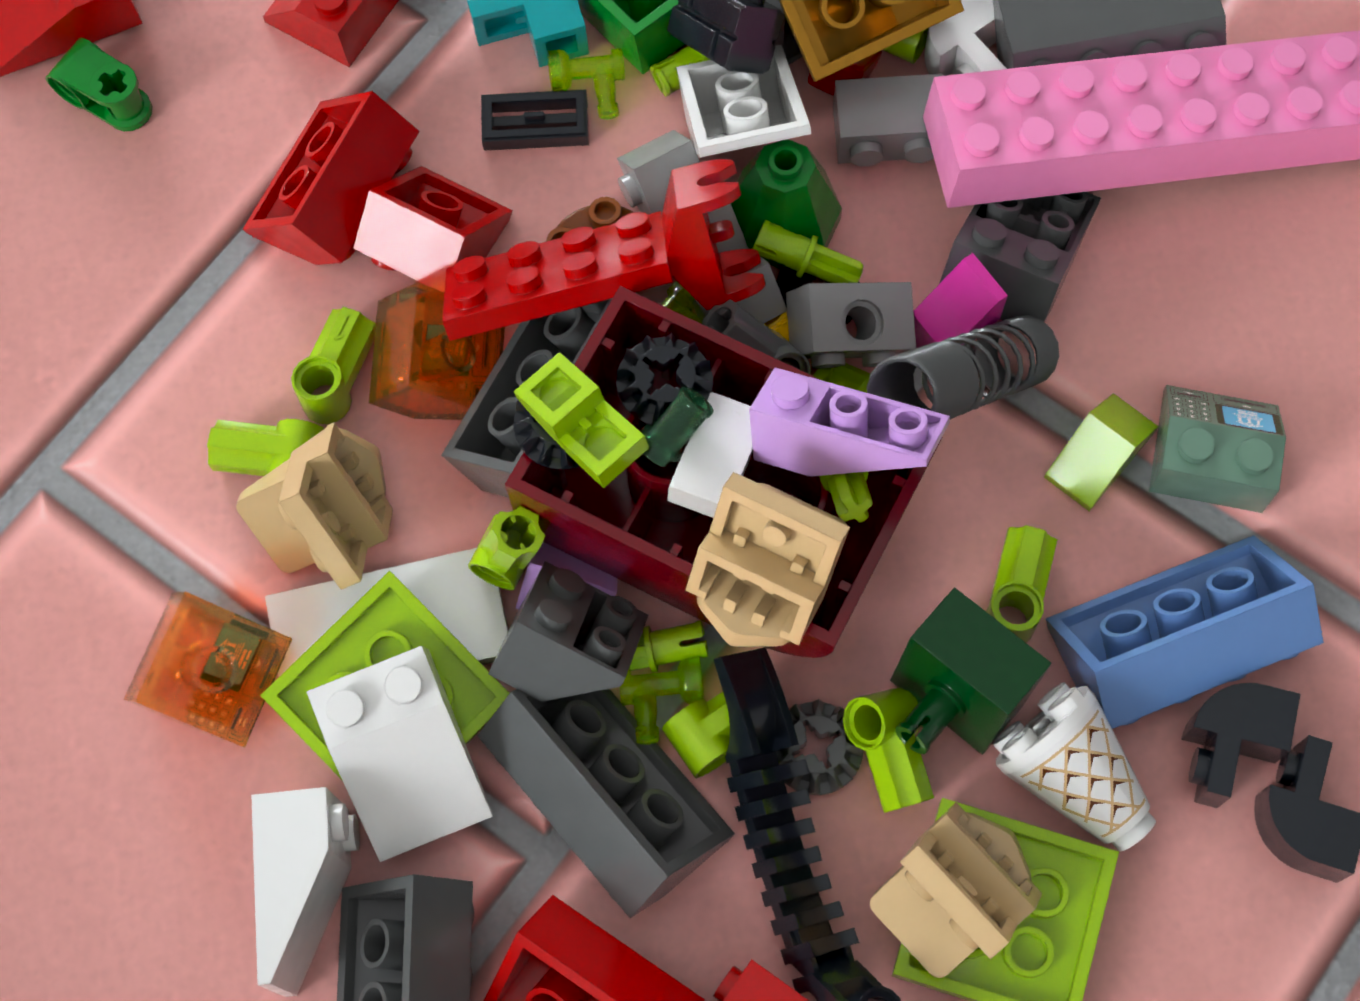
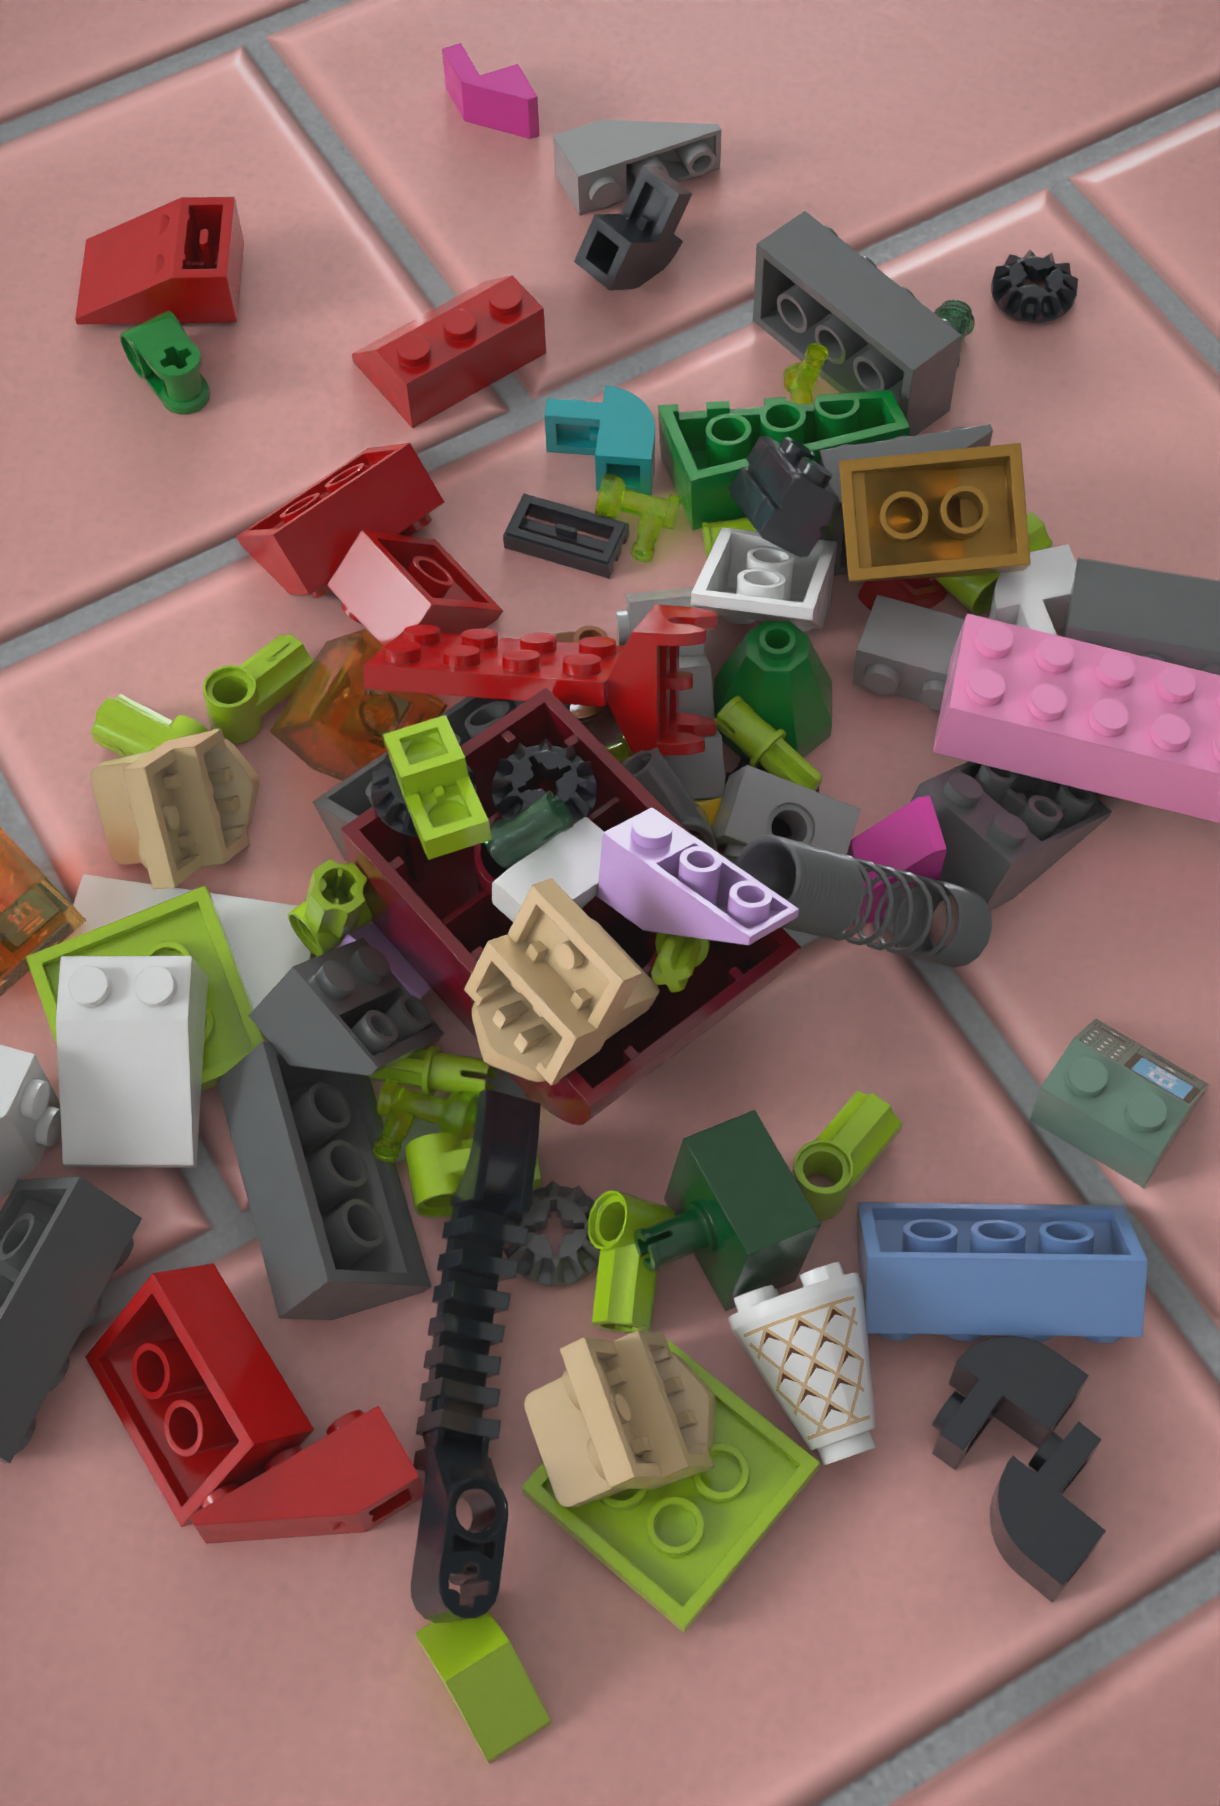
camera: 20 degrees right, 10 degrees down
(1100, 450) = (993, 1054): lime slope -> none

